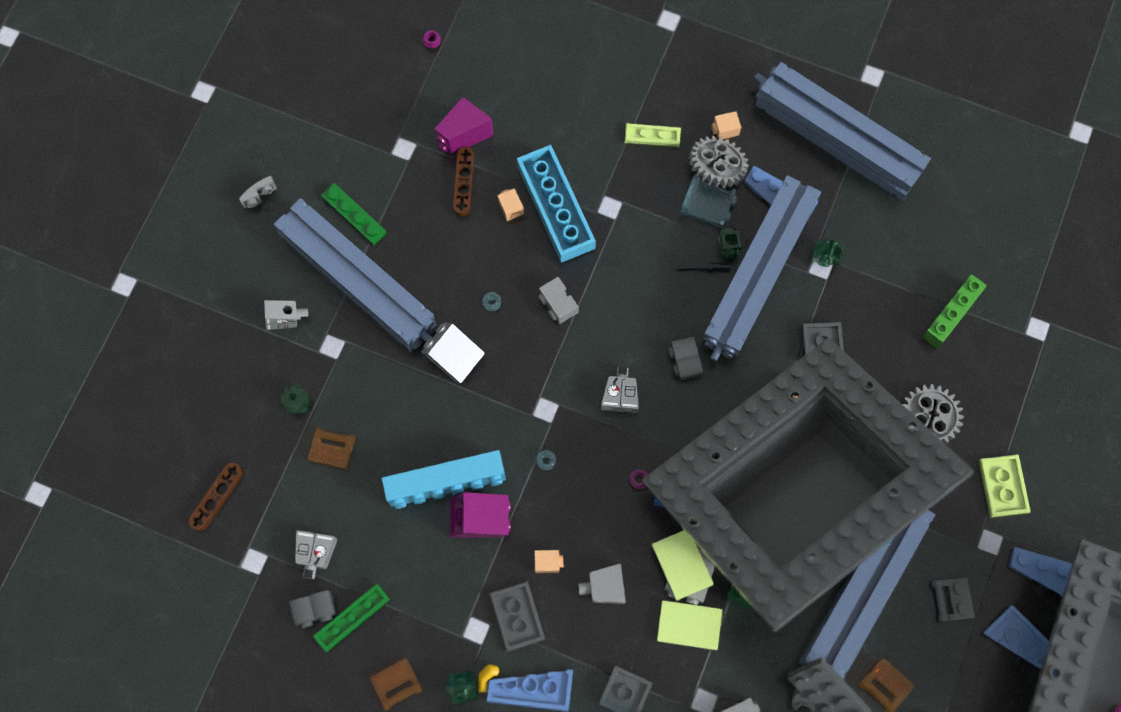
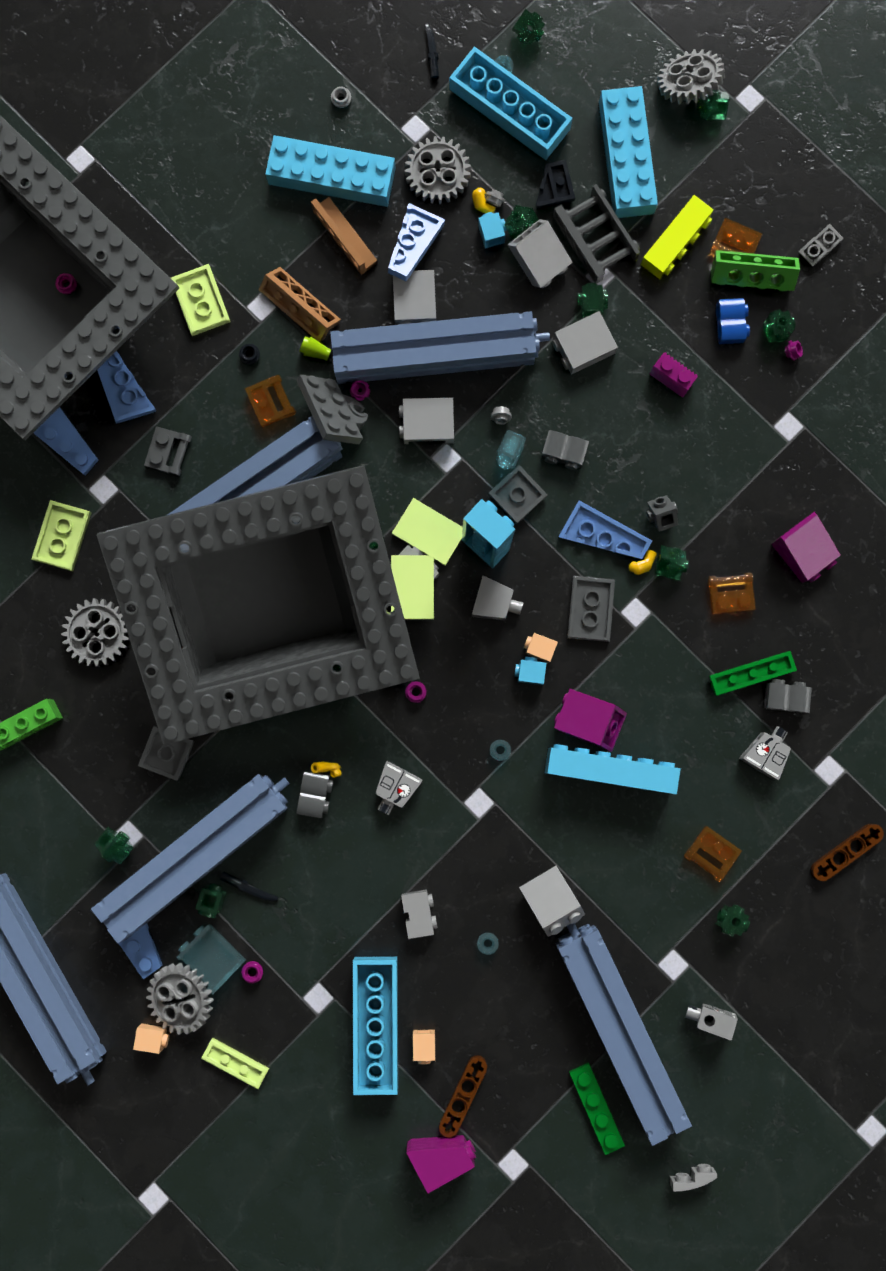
camera: 155 degrees left, 10 degrees up
(548, 537) = (530, 671): none -> medium azure brick
(638, 631) = (487, 532): none -> medium azure brick
(673, 200) = (245, 972): none -> magenta plate
(687, 385) = (334, 768): none -> yellow arm

